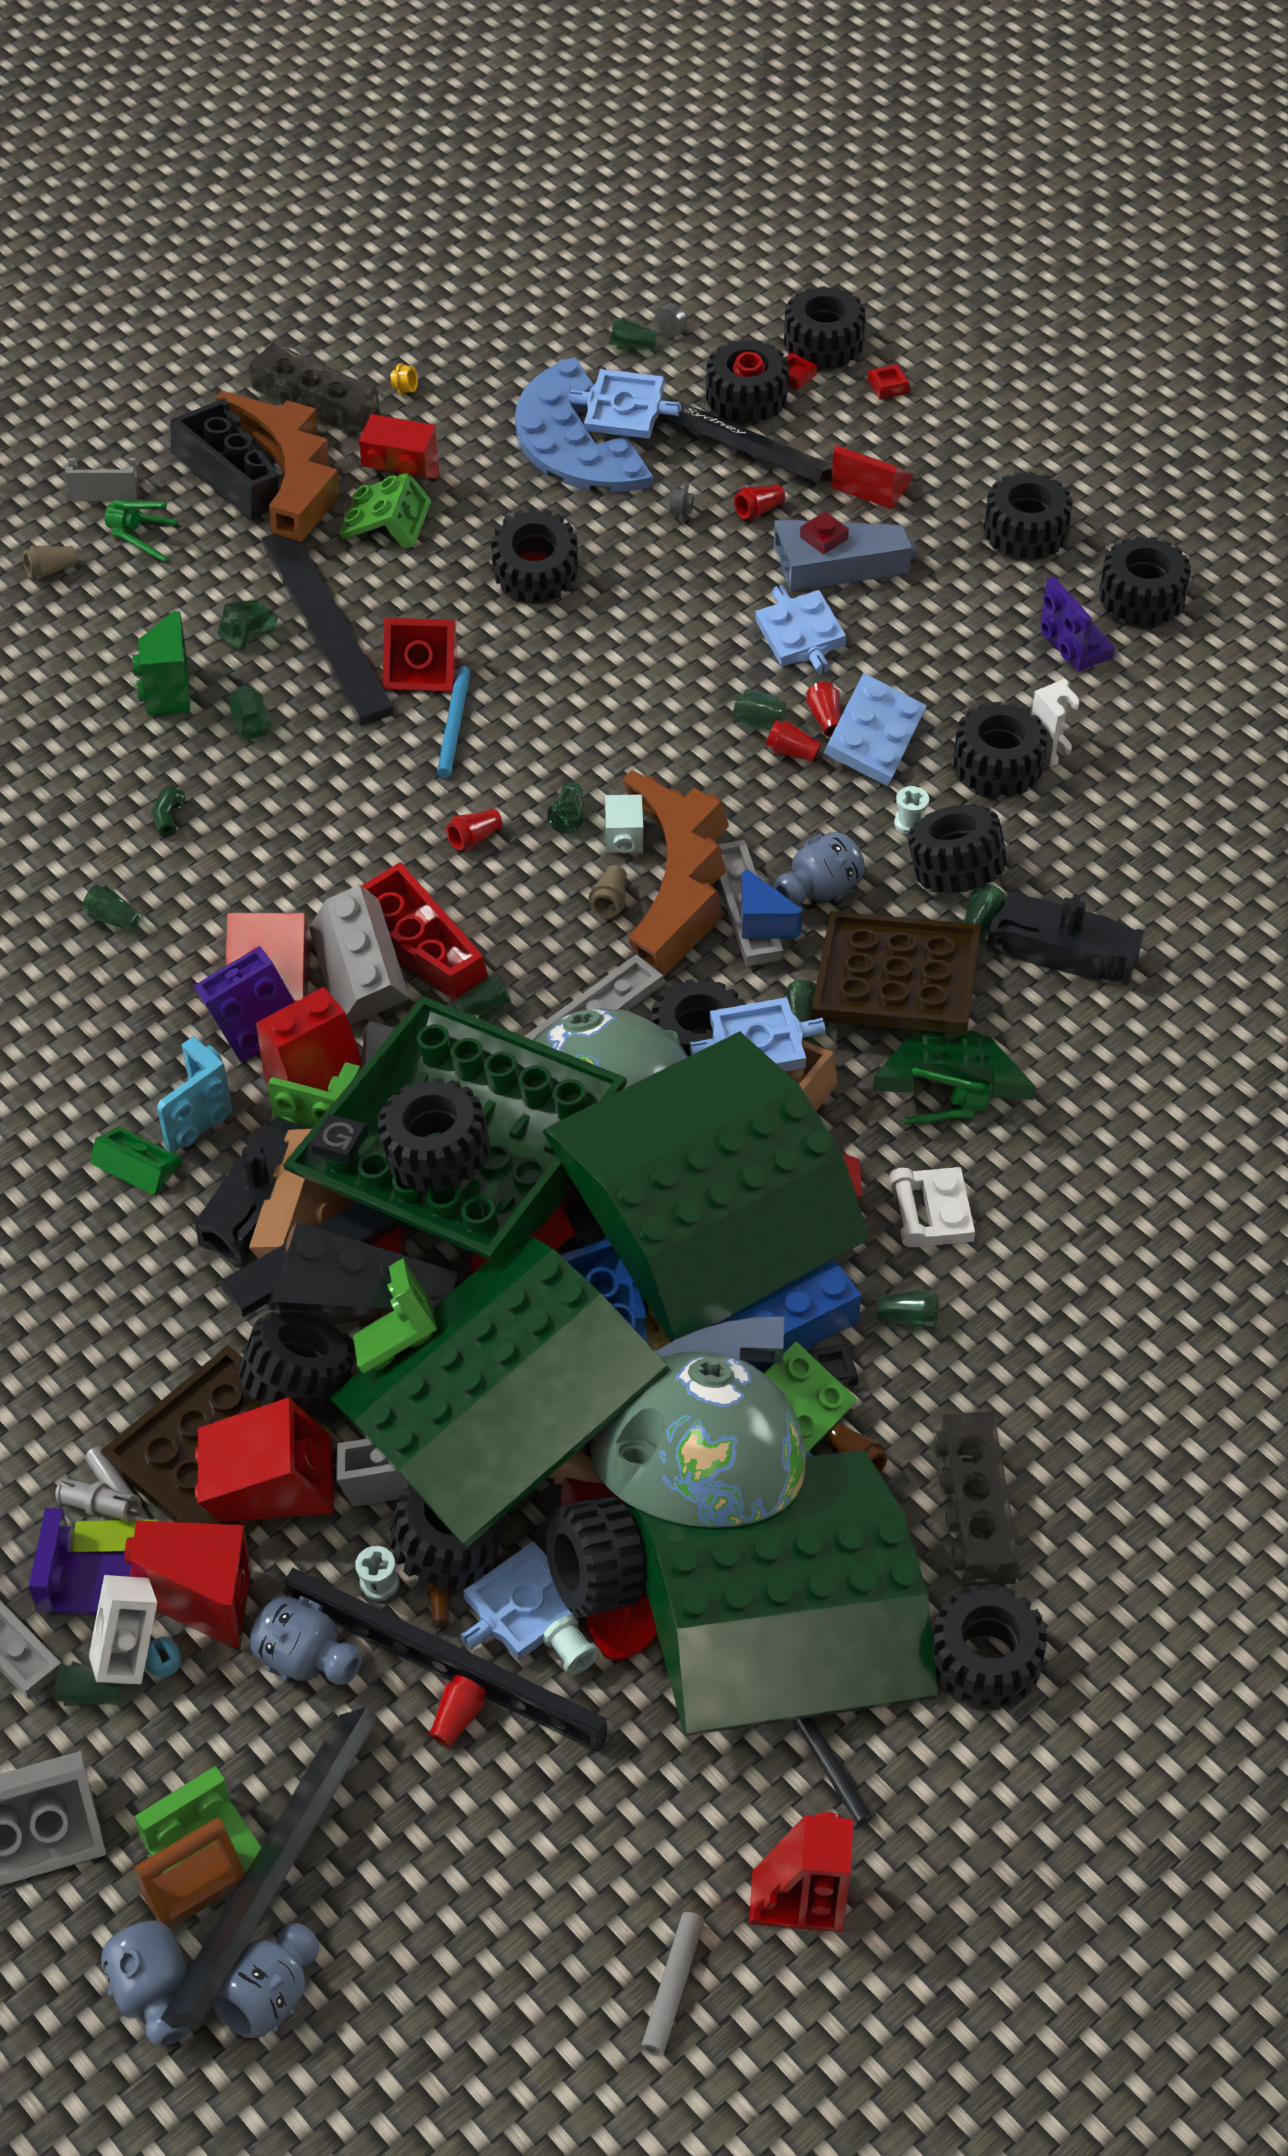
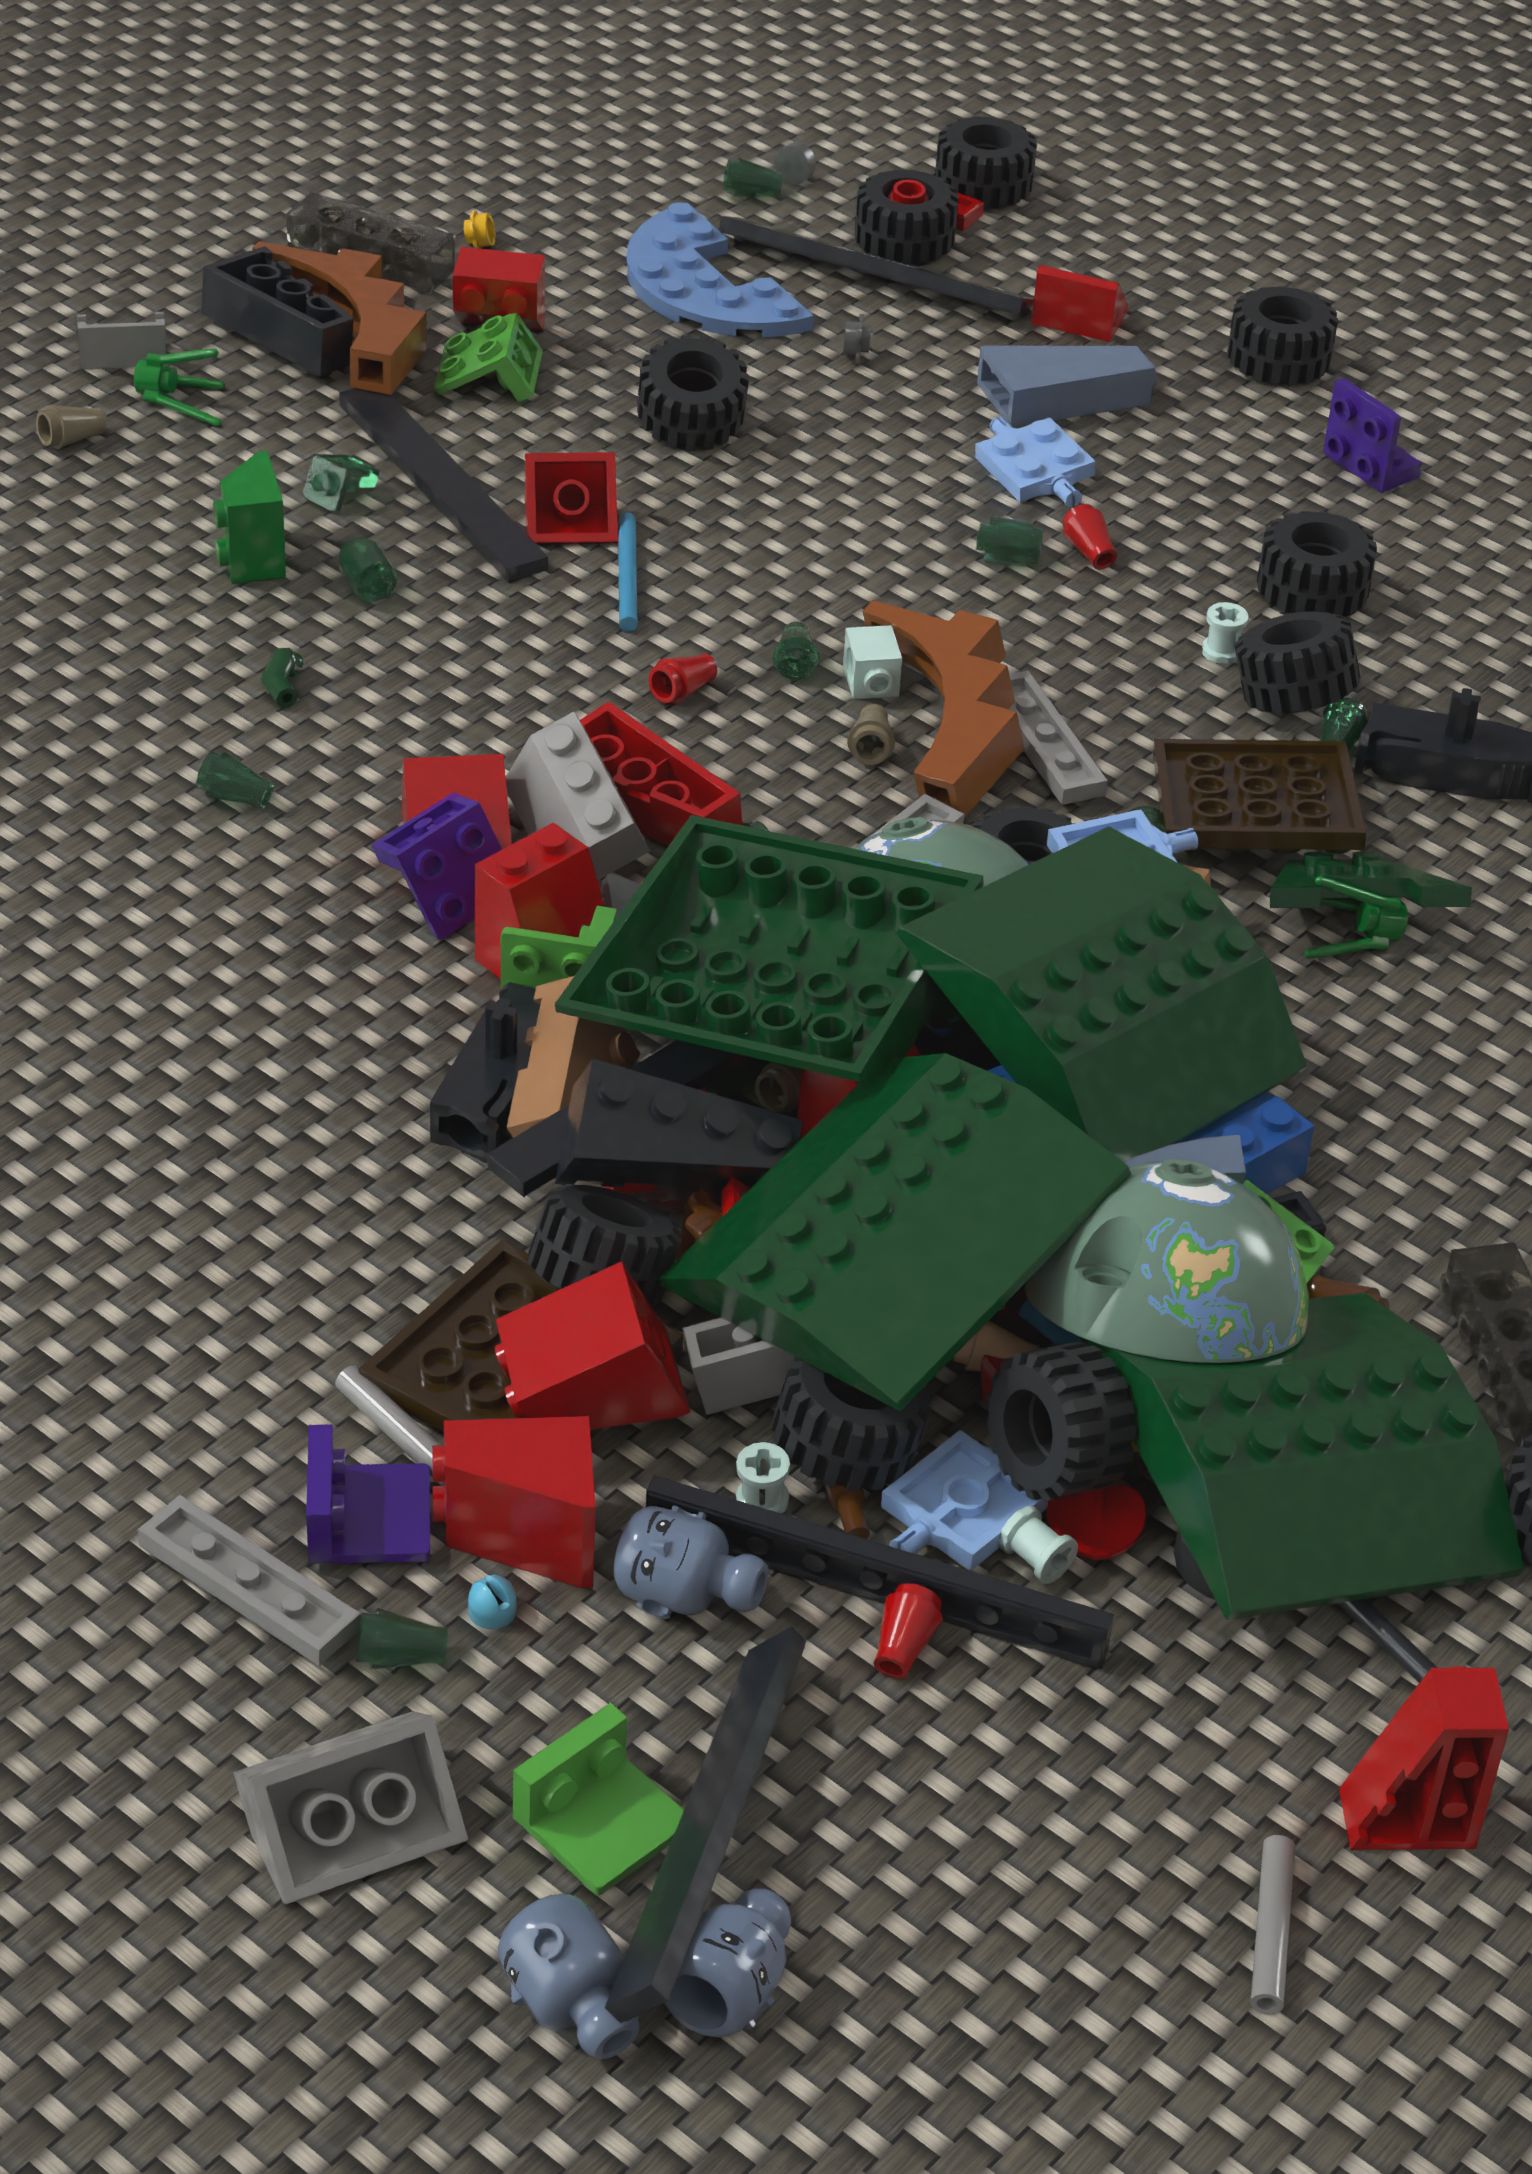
camera: 10 degrees left, 10 degrees down
(98, 1499) = (371, 1423): light grey pin -> none
(102, 1535) = (389, 1465): lime sticker -> none
(122, 1629) = (444, 1558): white brick -> none
(134, 1159) = (324, 1052): green slope -> none
(196, 1880) = (610, 1848): dark orange tile -> none
(199, 1101) = (404, 969): medium azure bracket -> none
(339, 1139) = (626, 966): black tile -> none
(406, 1326) = (762, 1171): bright green bracket -> none
(436, 1159) = (757, 944): black tyre -> none
(624, 403) = (765, 239): light blue plate -> none
(756, 501) = (948, 334): red cone -> none
(766, 911) = (1081, 735): blue slope -> none
(792, 742) = (1058, 572): red cone -> none
(823, 869) = (1135, 694): sand blue piece -> none
(824, 532) = (1046, 354): dark red plate -> none
(875, 729) = (1156, 554): light blue plate -> none
(888, 381) = (1072, 217): red tile -> none
(910, 1308) = (1370, 1148): clear green cone -> none
(944, 1202) = (1379, 1035): white plate -> none
(1051, 707) = (1375, 510): white hinge -> none
(1144, 581) = (1442, 393): black tyre -> none

